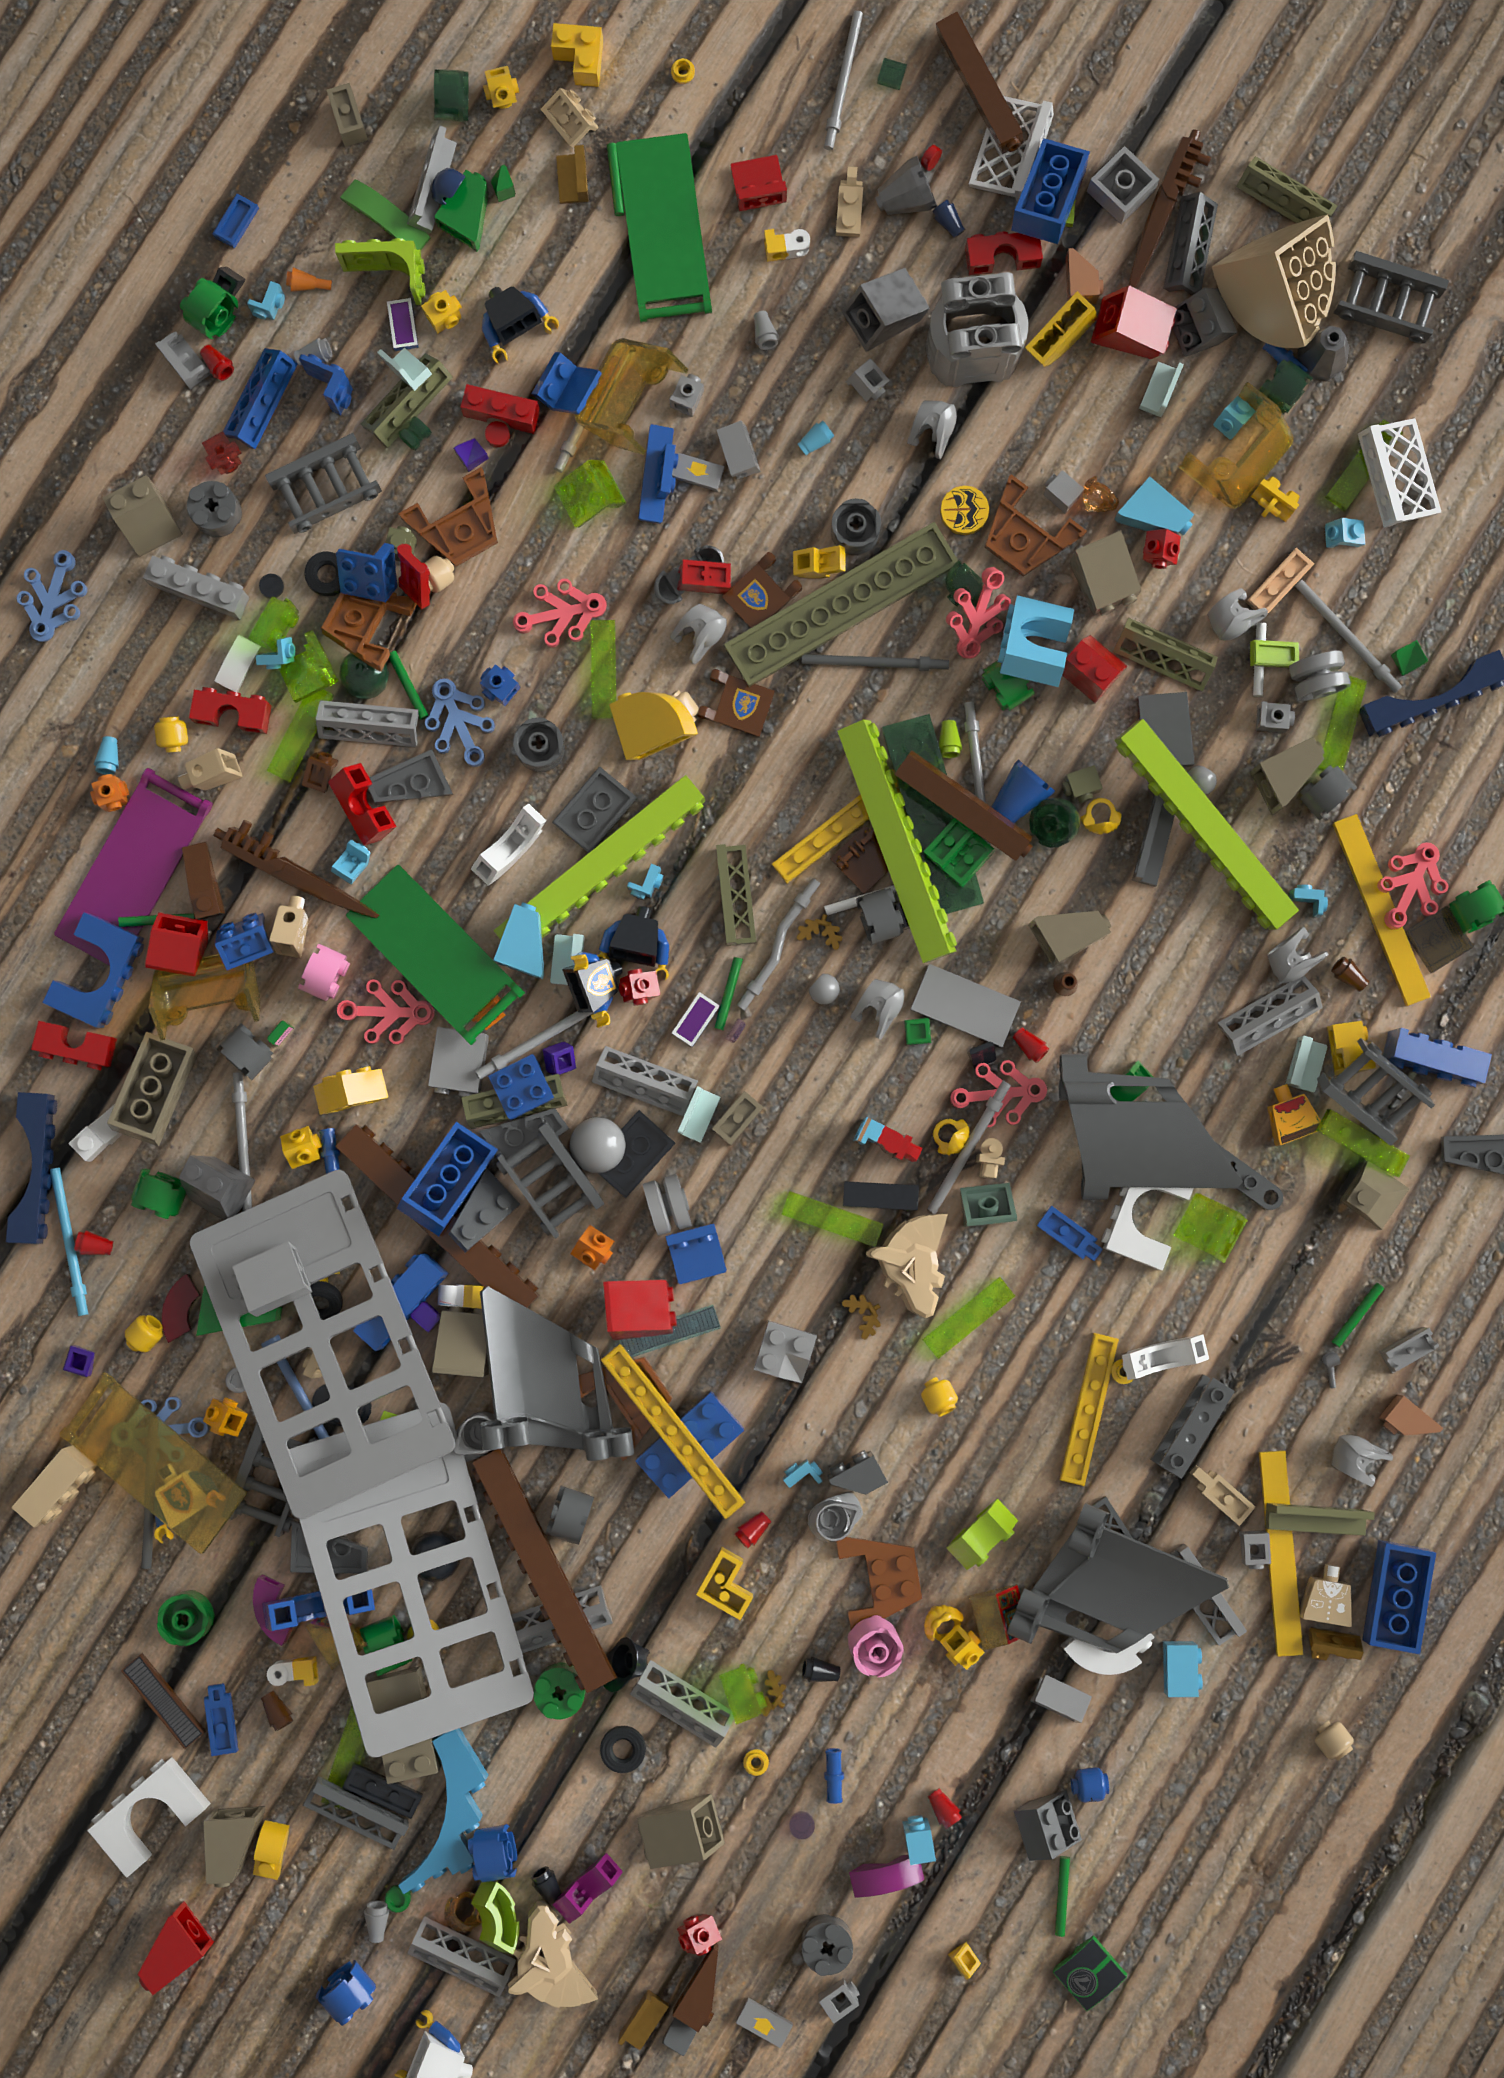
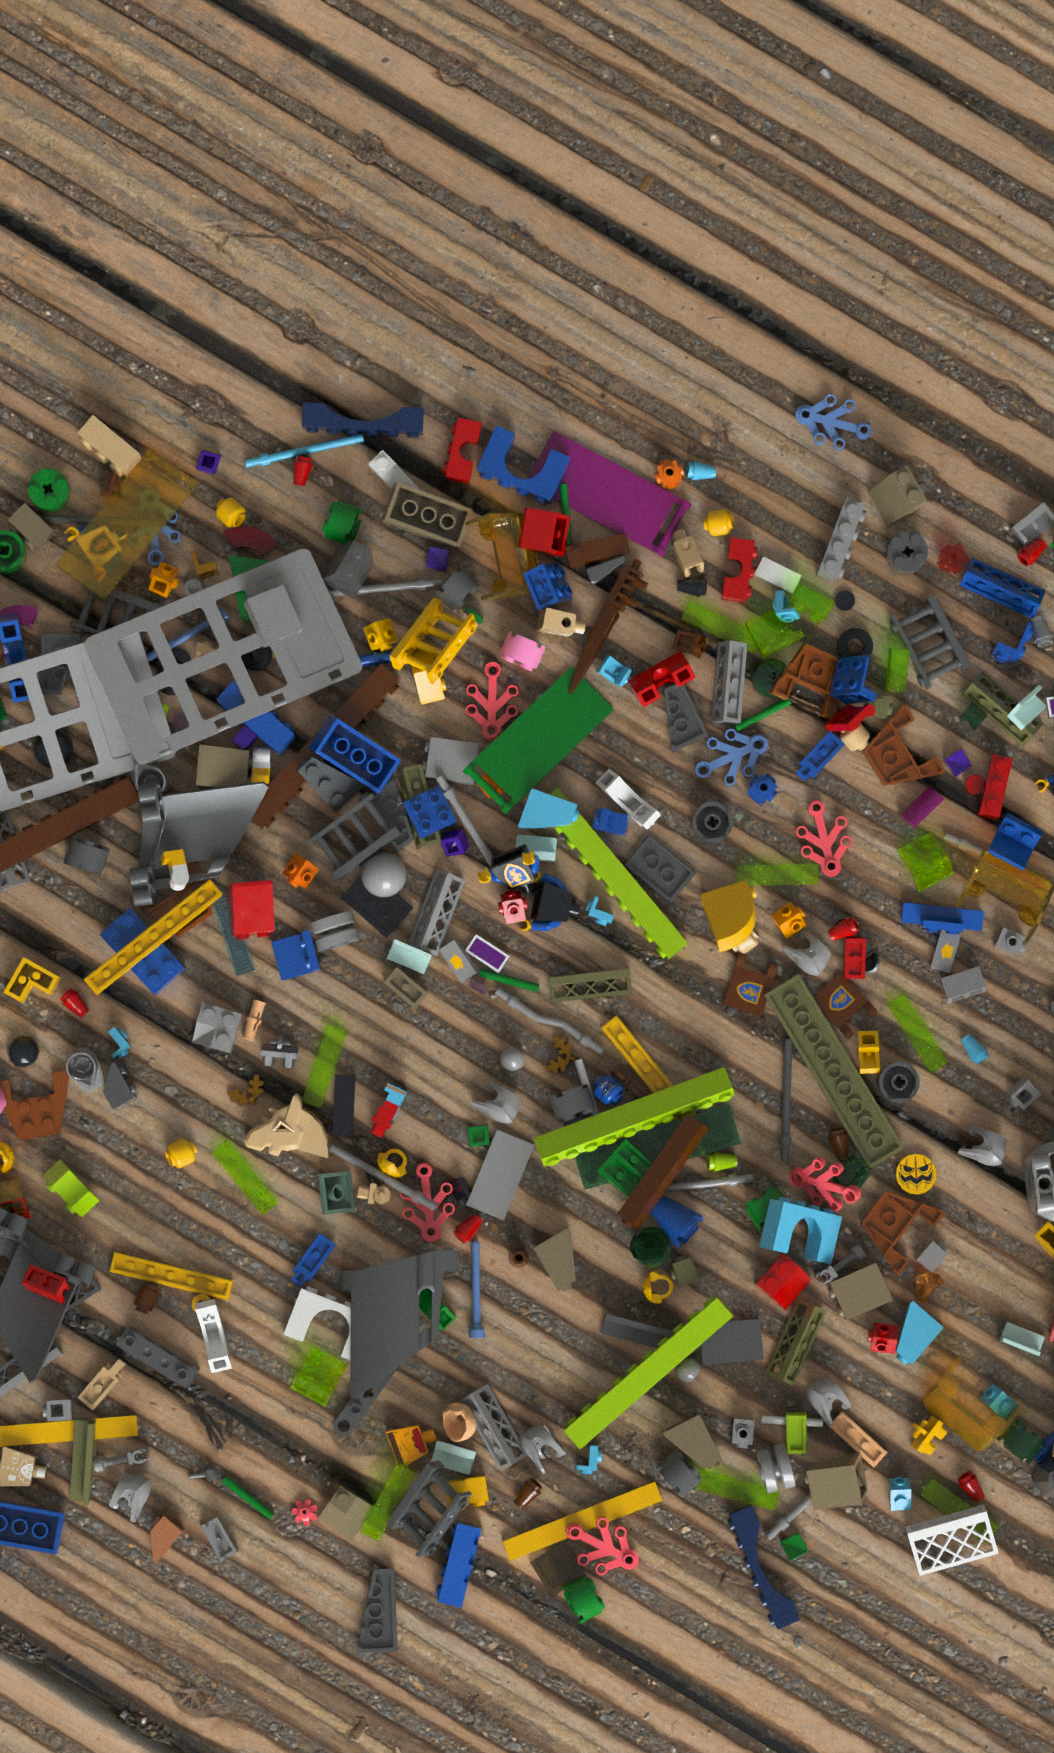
camera: 85 degrees right, 0 degrees up
(104, 1484) = (110, 485): none -> reddish brown slope
(123, 1562) = (46, 479): none -> green brick
(156, 1586) = (30, 527): none -> dark tan brick
(208, 1077) = (437, 559): none -> dark purple slope
(214, 1365) = (205, 570): none -> pearl gold panel
(227, 877) = (602, 570): none -> dark grey slope
(249, 766) = (692, 586): none -> black cone
(290, 1092) = (424, 626): none -> yellow fence
(357, 522) = (897, 670): none -> clear neon green brick
(404, 1396) = (180, 722): none -> tile
(460, 616) = (819, 756): none -> blue hinge
(524, 496) = (921, 807): none -> magenta brick
(536, 867) = (611, 822): none -> blue brick
(587, 1400) = (177, 868): none -> leg
(658, 654) = (789, 919): none -> light orange brick
(670, 585) = (845, 928): none -> red cone
(704, 1053) = (459, 960): none -> light grey tile
(775, 1306) = (253, 1020): none -> light nougat pin
(796, 506) = (917, 1033): none -> clear neon green tile
(812, 1273) = (281, 1049): none -> flat silver hips
(812, 1593) = (23, 1051): none -> black hair
(864, 872) = (608, 1090): none -> blue head
(926, 599) = (838, 1141): none -> reddish brown cone
(1061, 580) = (830, 1272): none -> light grey bar
(1103, 1567) = (45, 1283): none -> red hinge
(1117, 1439) = (146, 1298): none -> reddish brown brick
(1153, 1035) = (476, 1329): none -> medium blue piece
(1266, 1056) = (458, 1422): none -> light nougat hair
(1319, 1496) = (132, 1457): none -> light grey bar
(1335, 449) = (970, 1485): none -> red cone
(1336, 604) = (836, 1482): none -> dark tan slope
(1369, 1245) = (309, 1511): none -> coral plant

